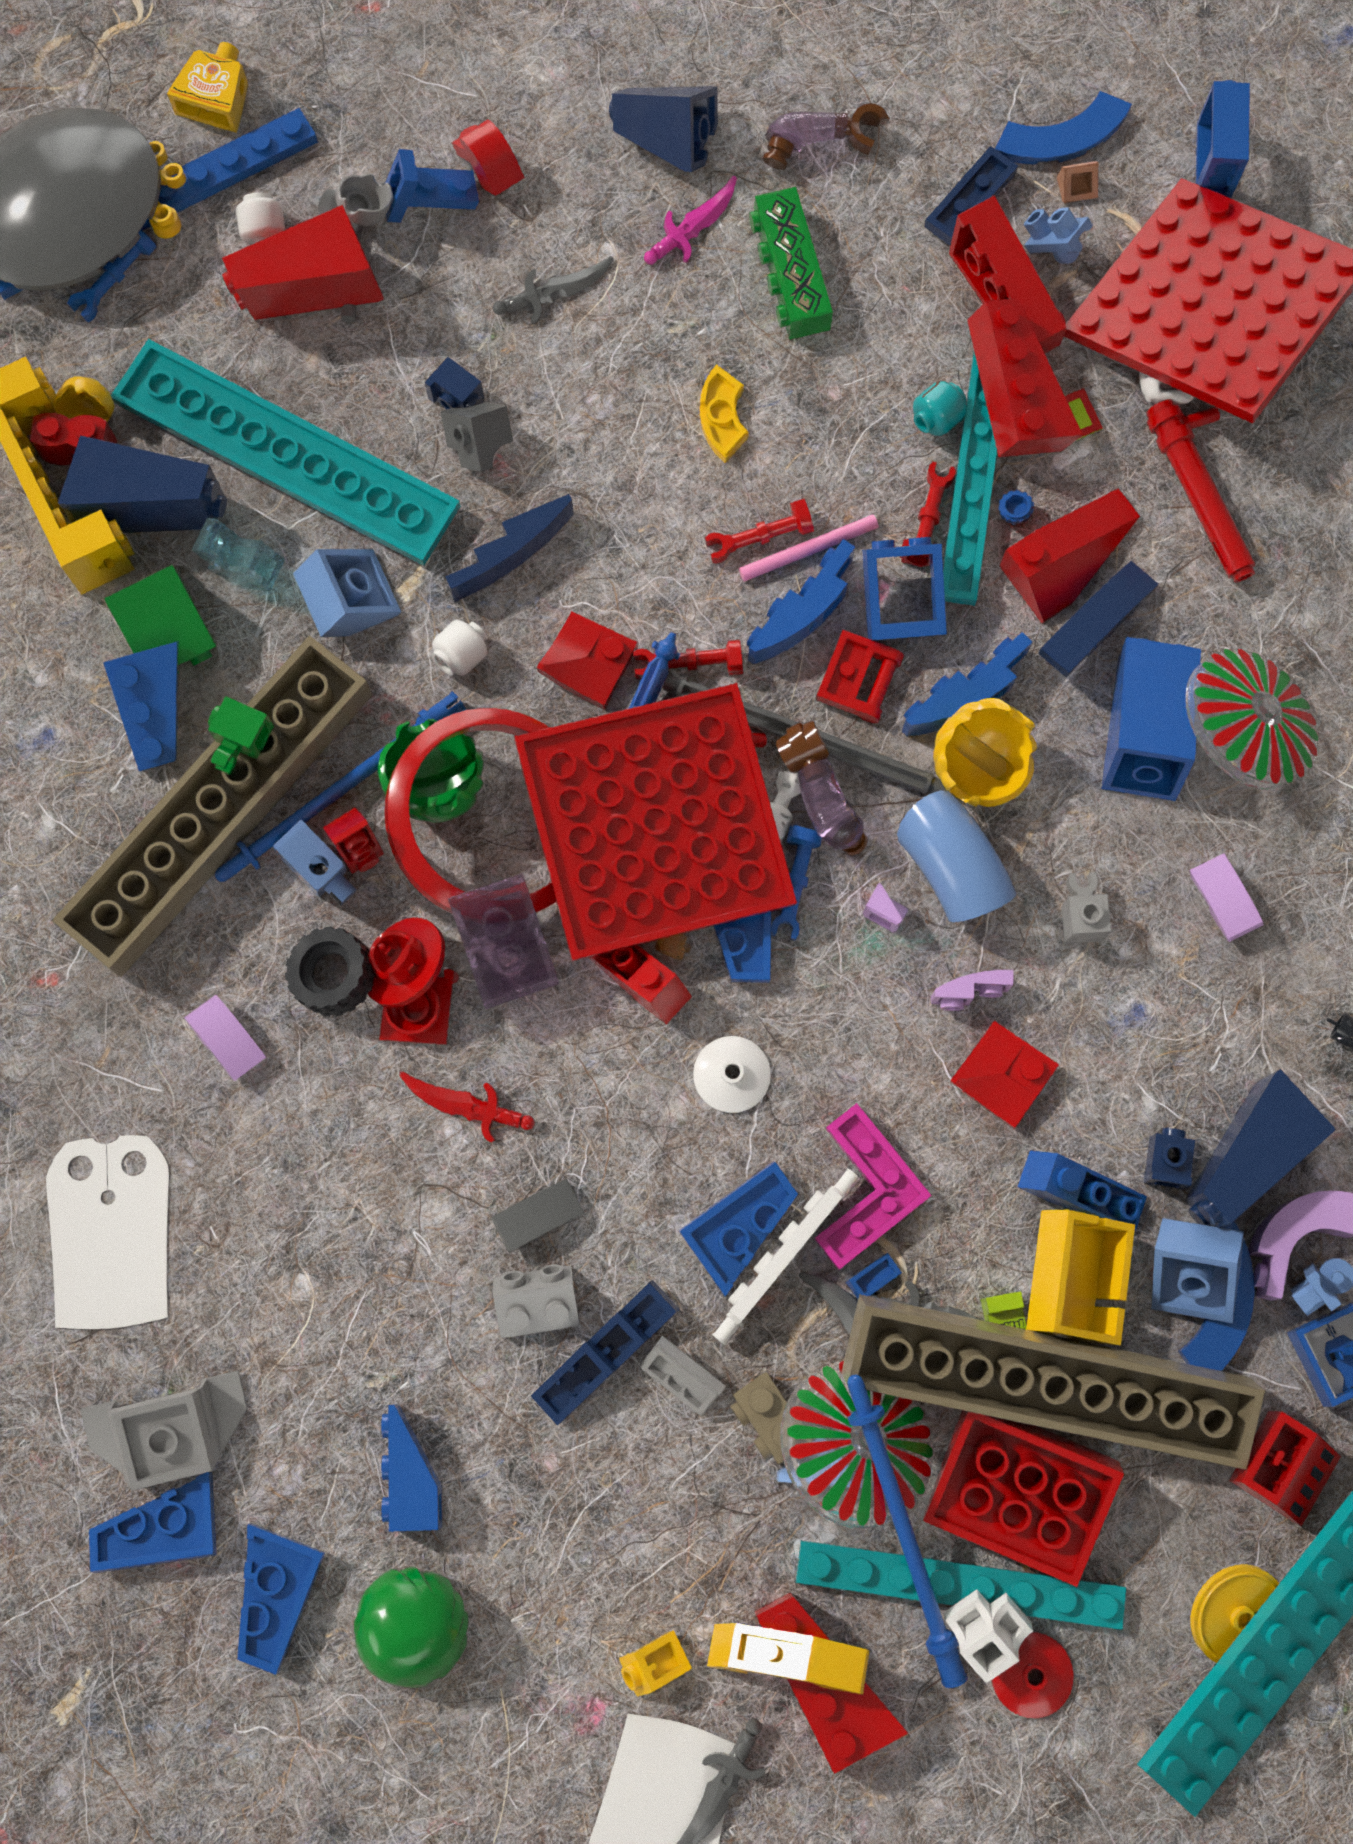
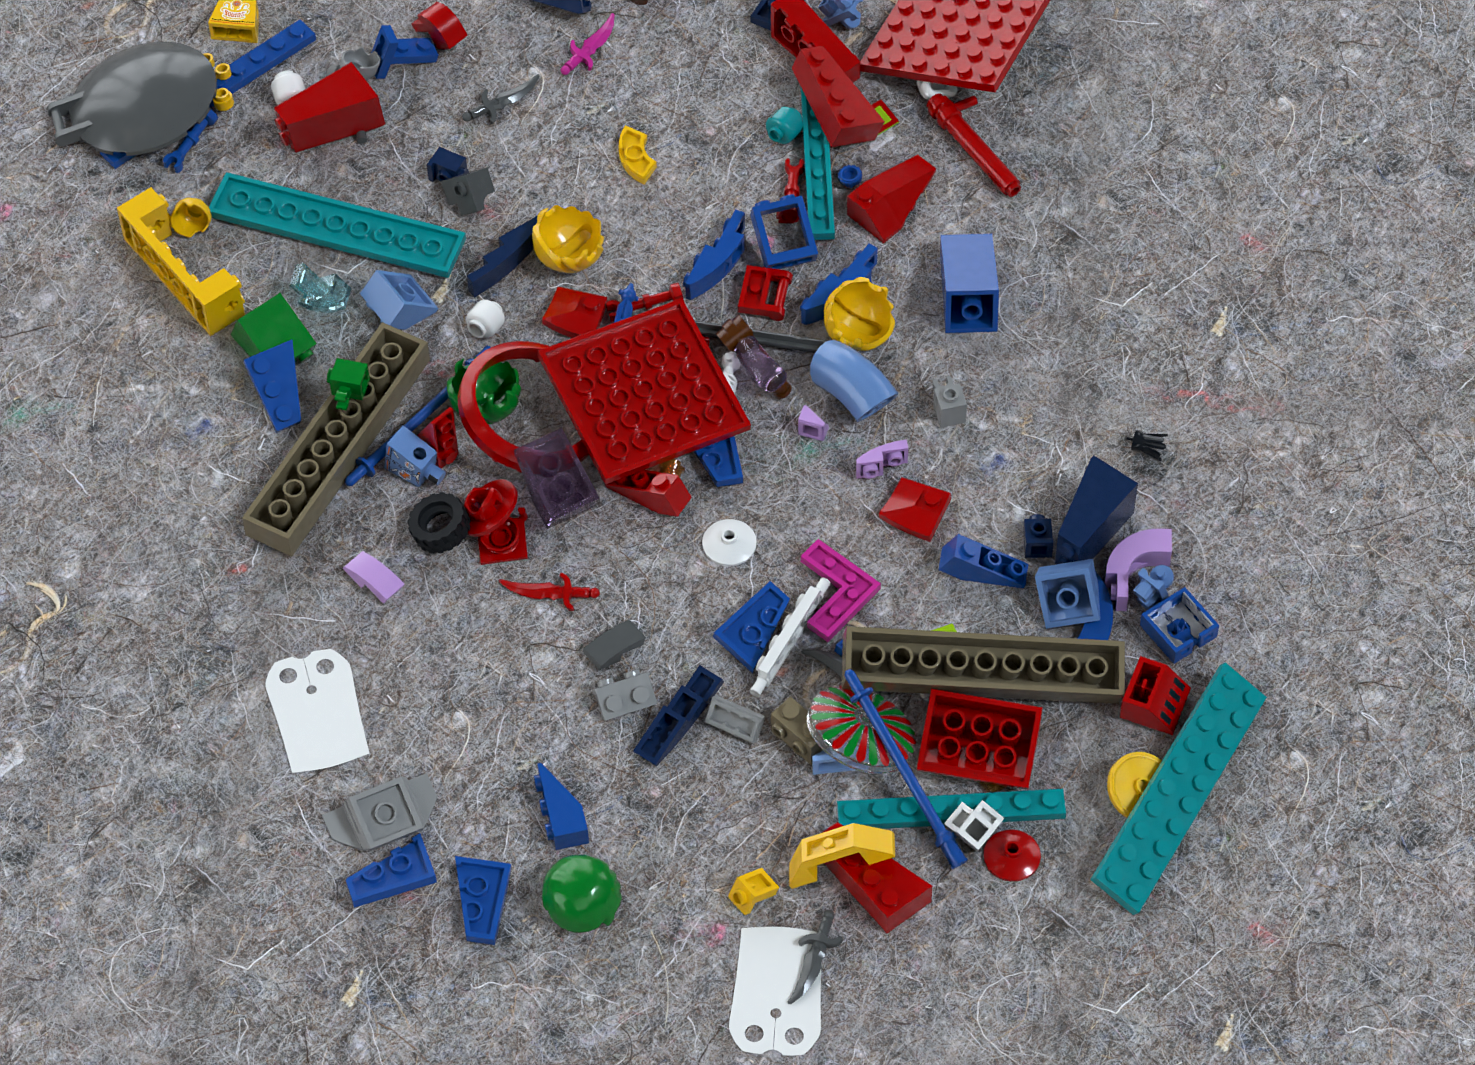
camera: 10 degrees left, 20 degrees down
(57, 435) = (189, 239): red brick -> none
(140, 488) = (254, 255): dark blue slope -> none
(597, 543) = (567, 239): none -> yellow piece
(792, 263) = (664, 57): green brick -> none
(800, 521) = (679, 219): red piece -> none
(805, 840) = (748, 393): blue piece -> none
(808, 548) = (710, 225): bright pink bar -> none
(1074, 1266) = (990, 604): yellow piece -> none
(1098, 618) = (919, 230): dark blue slope -> none
(1226, 897) = (1043, 378): lavender slope -> none
(1251, 719) = (1035, 267): dish -> none

